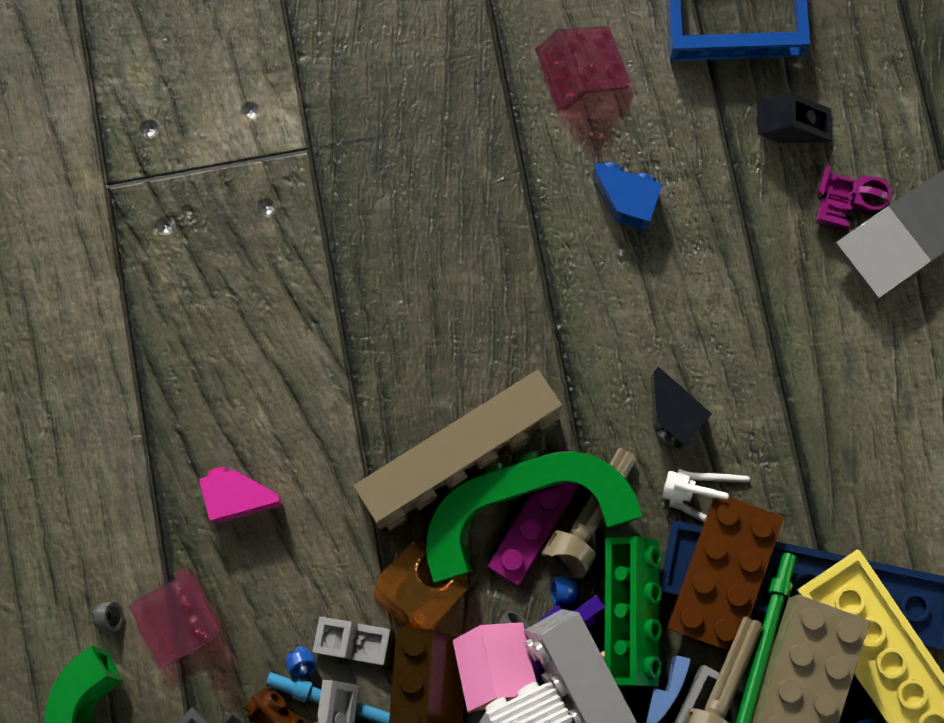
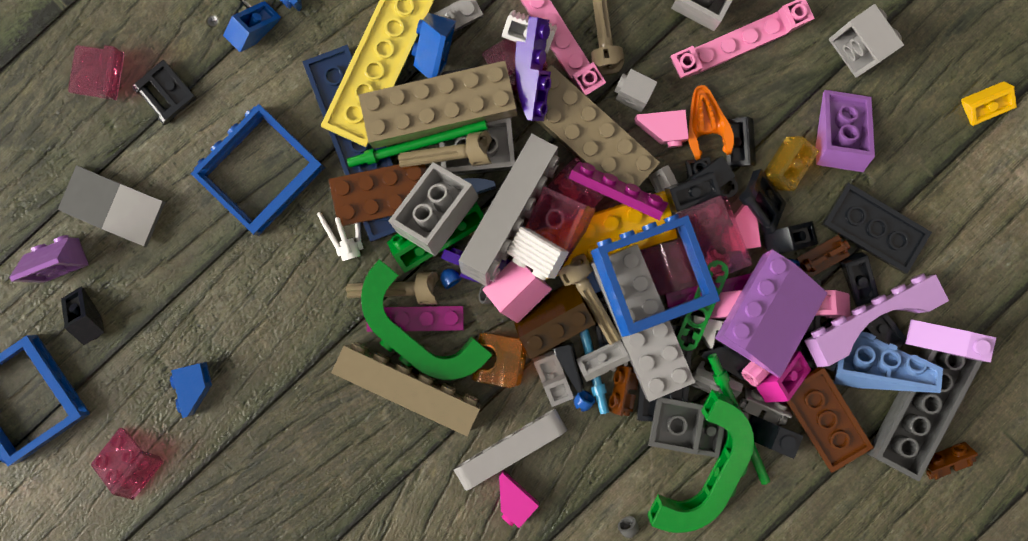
camera: 120 degrees left, 10 degrees up
(177, 618) = (604, 487): clear pink bracket -> none
(301, 531) = (510, 449): none -> light grey beam
(370, 676) = (567, 357): none -> black slope
(664, 625) = (434, 208): none -> light grey brick
(675, 411) = (305, 278): black slope -> none
(839, 197) = (114, 258): magenta piece -> none
(884, 124) = (50, 261): none -> medium lavender slope
(902, 412) = (222, 149): none -> blue window

